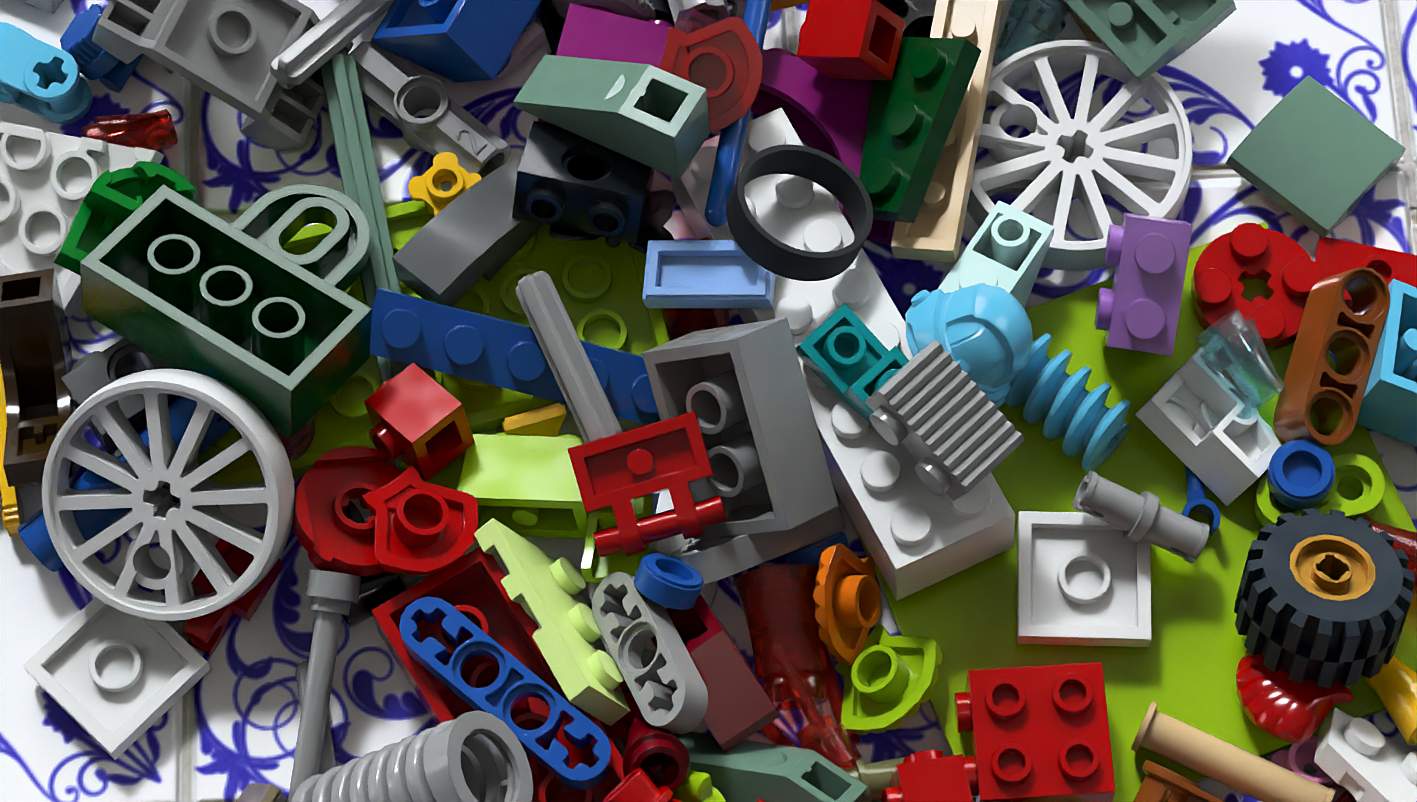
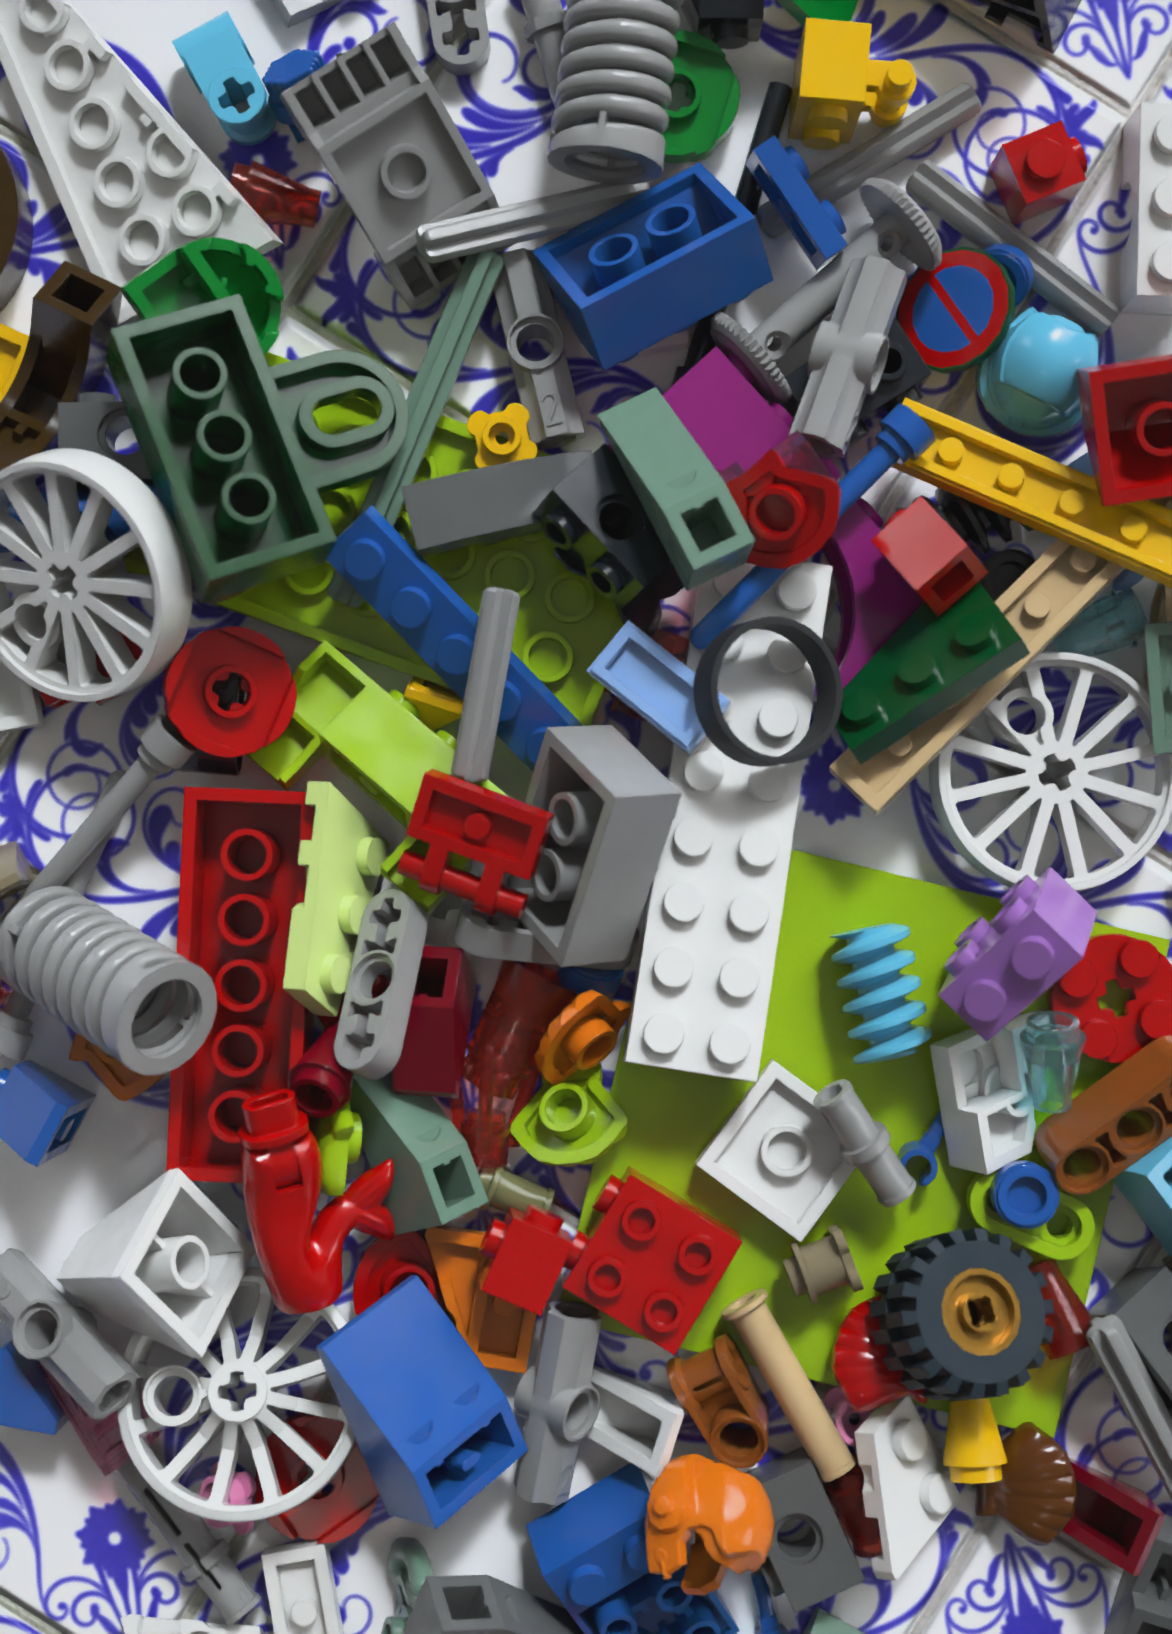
camera: 30 degrees right, 20 degrees up
(418, 422) = (328, 645): red brick -> none
(421, 524) = (268, 745): red animal -> none
(510, 687) = (252, 935): blue beam -> none
(668, 581) = (436, 935): blue tile -> none
(850, 359) = (721, 876): teal slope -> none
(942, 422) = (744, 980): light grey brick -> none
(979, 328) = (826, 908): medium azure helmet -> none
(1003, 253) = (900, 844): light aqua slope -> none
(1185, 648) = (822, 1266): none -> dark tan brick

